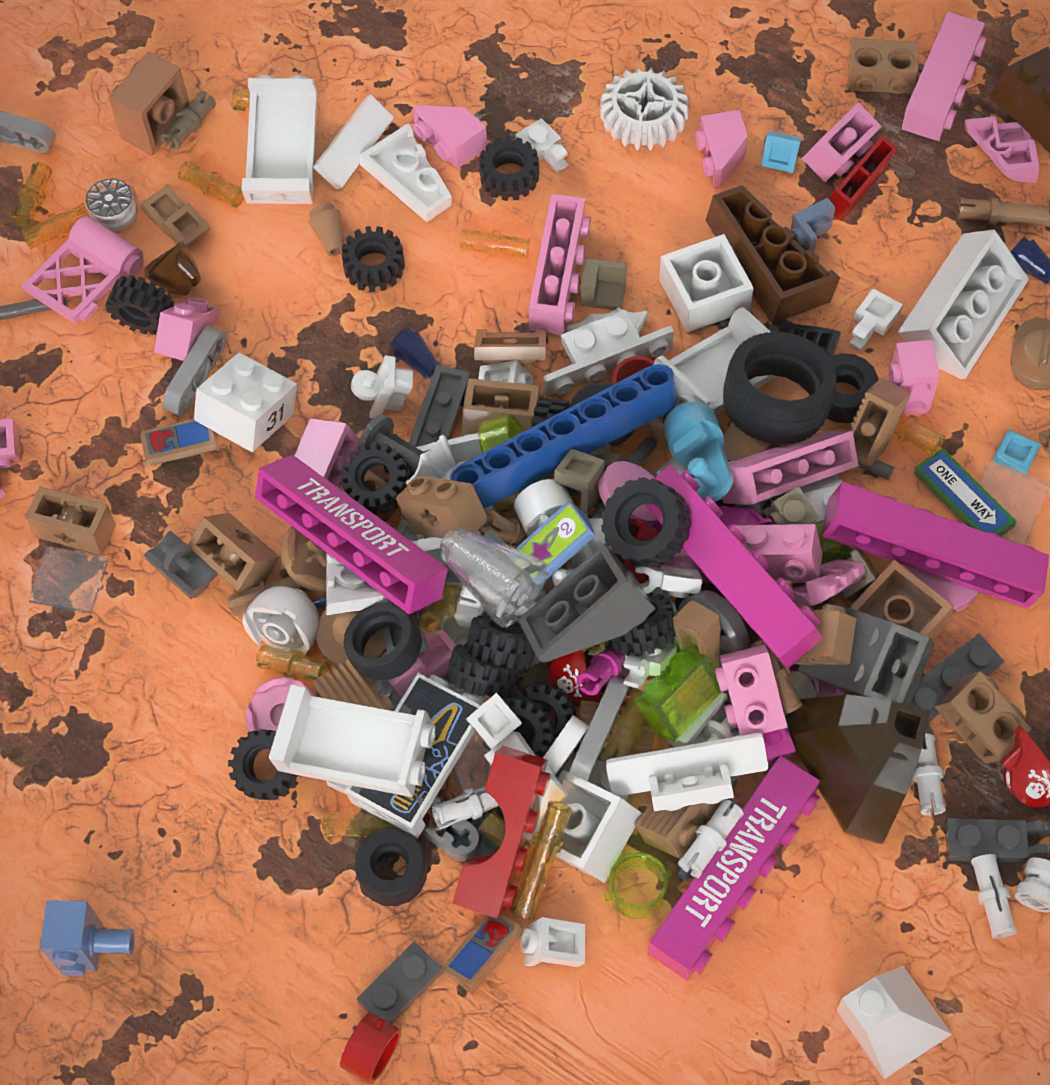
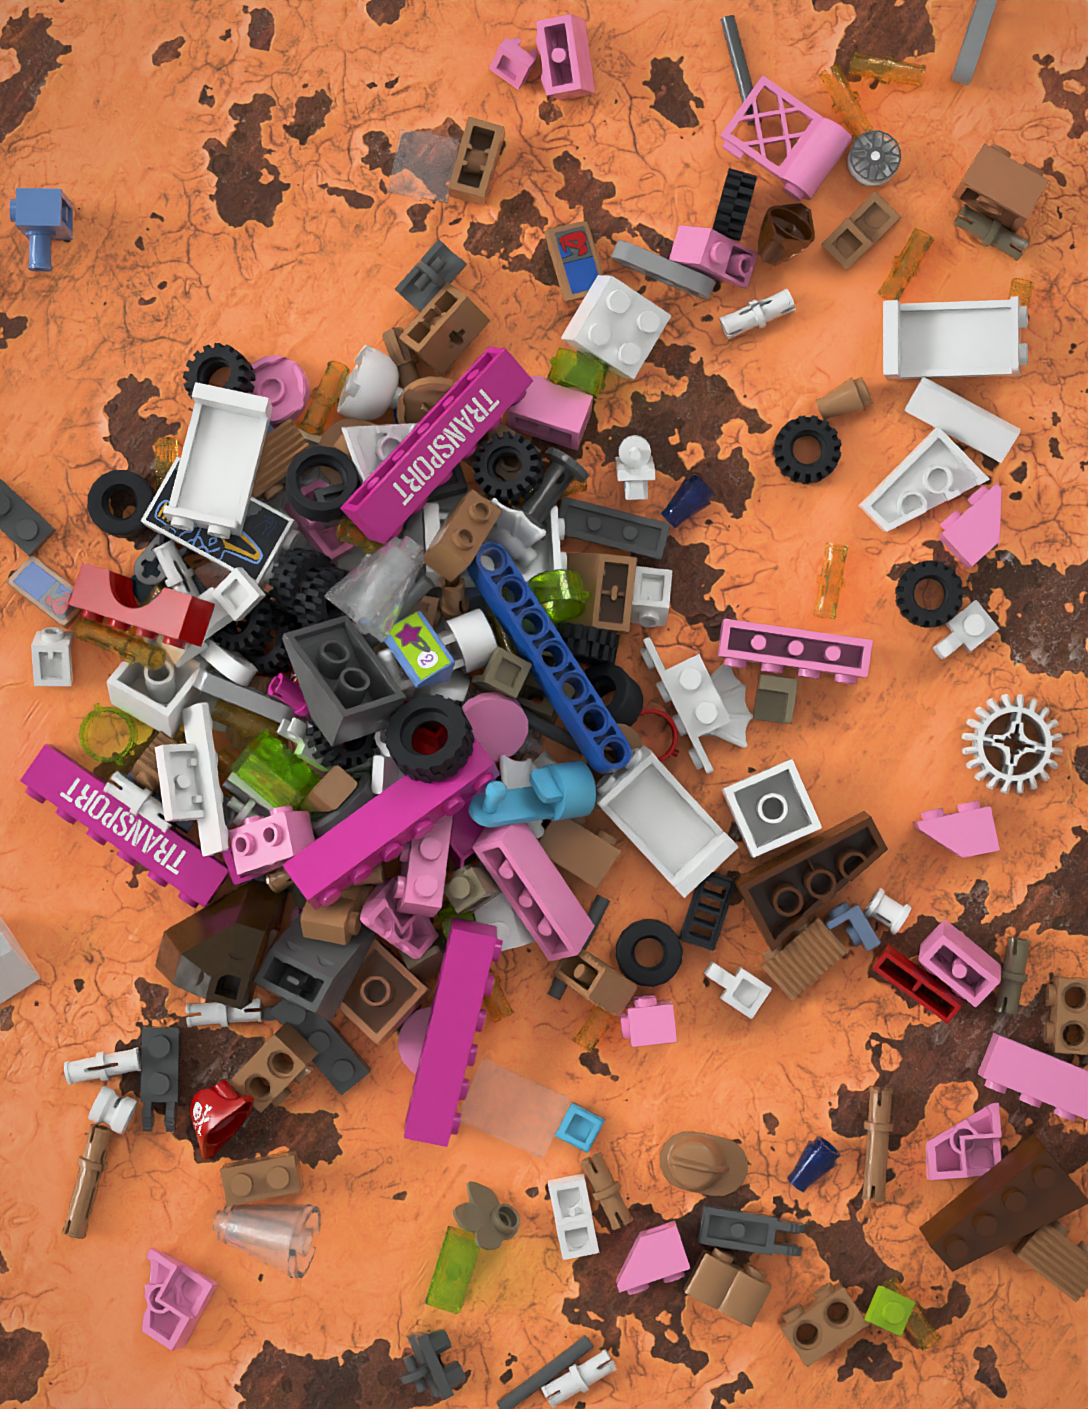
camera: 90 degrees right, 25 degrees up
(244, 297) = (757, 314): none -> white pin
(283, 434) = (578, 371): none -> clear neon green piece
(500, 346) = (691, 600): medium nougat plate -> none
(781, 151) = (954, 896): medium azure tile -> none
(786, 357) = (658, 902): black tyre -> none
(796, 200) = (887, 911): none -> white bush
(838, 109) = (1013, 975): none -> dark tan pin
(850, 261) = (803, 957): none -> medium nougat brick
(963, 494) = (523, 1069): tile -> none
(966, 301) = (756, 1085): white slope -> none

